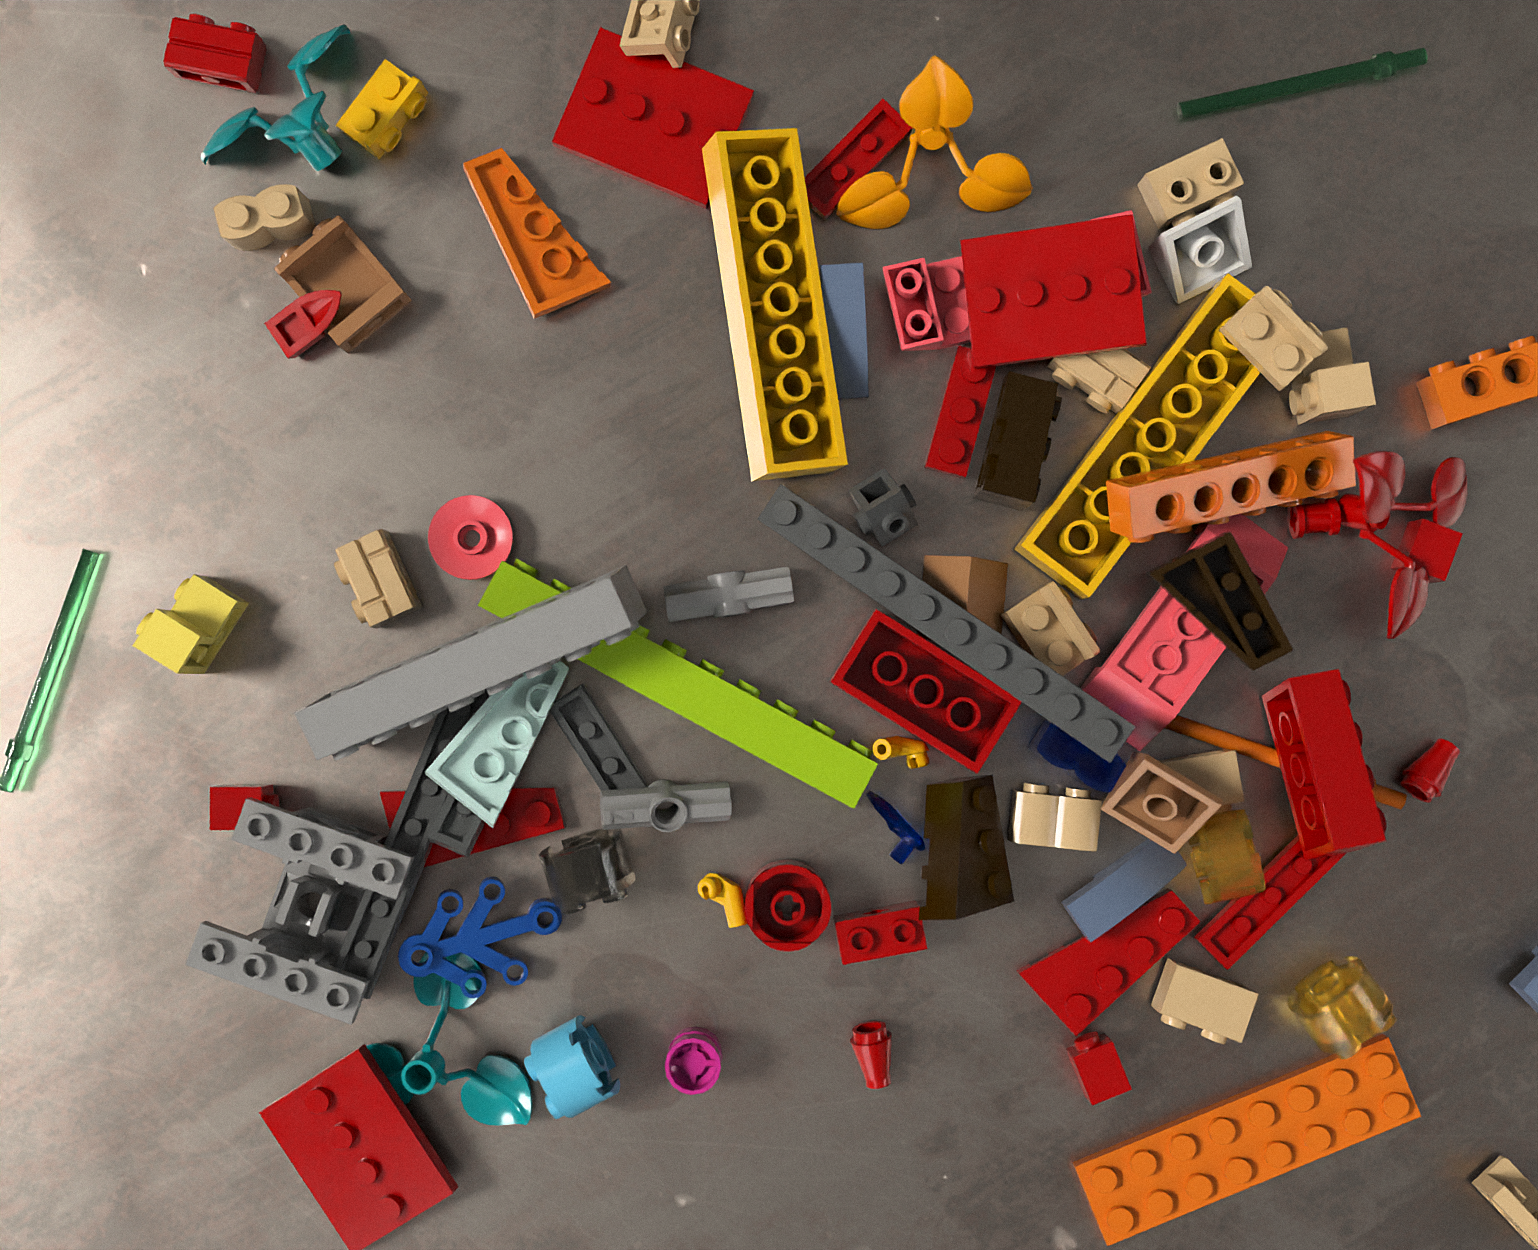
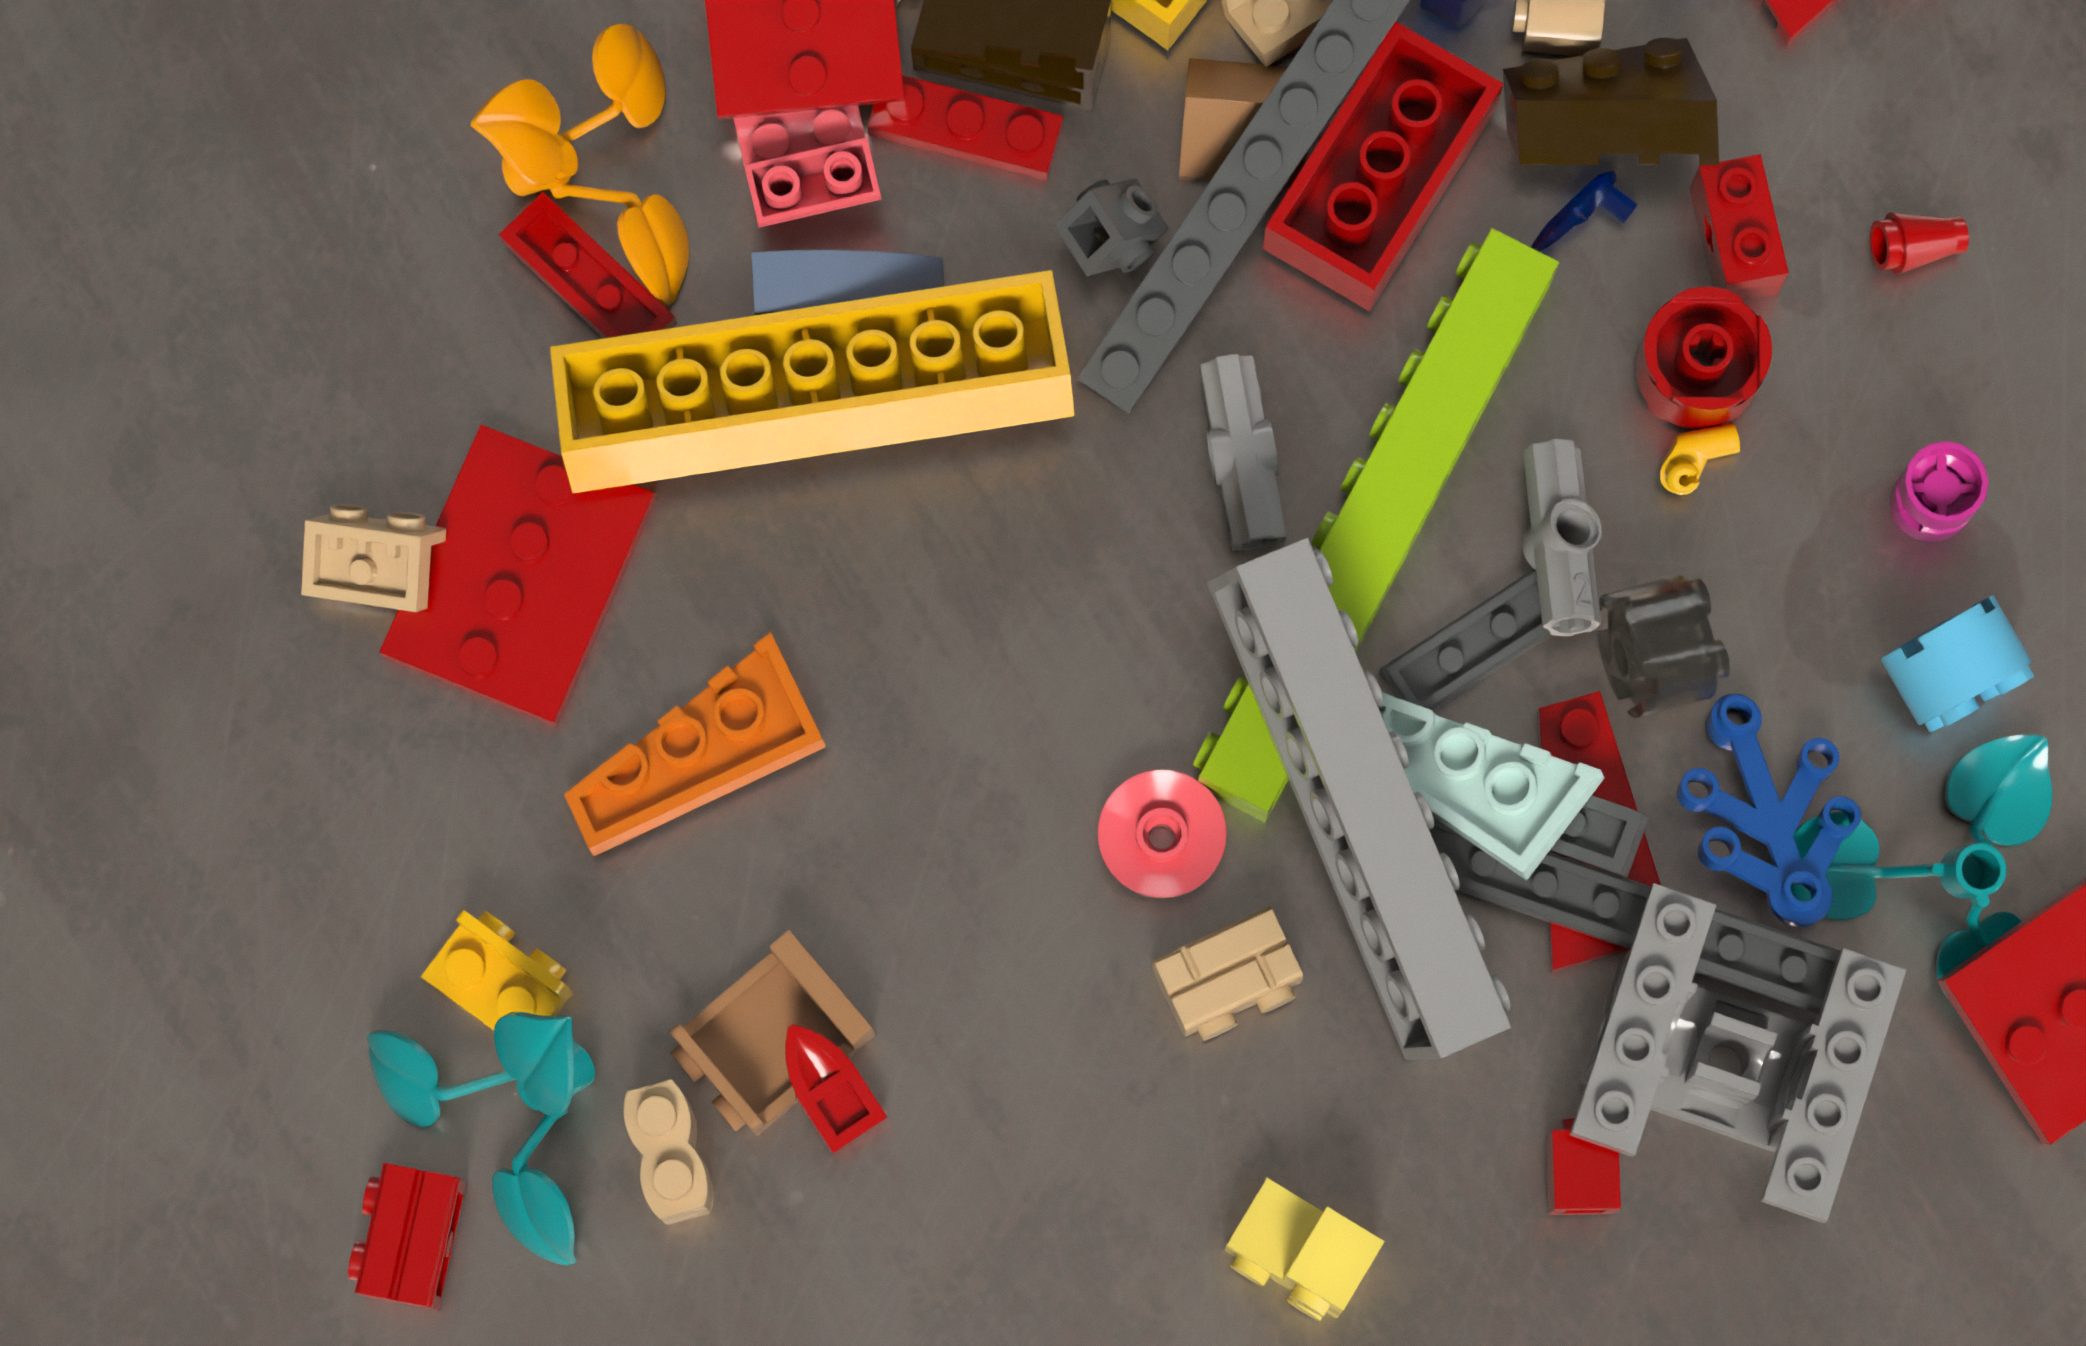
camera: 85 degrees left, 10 degrees down
(899, 746) = (1463, 205): yellow arm -> none

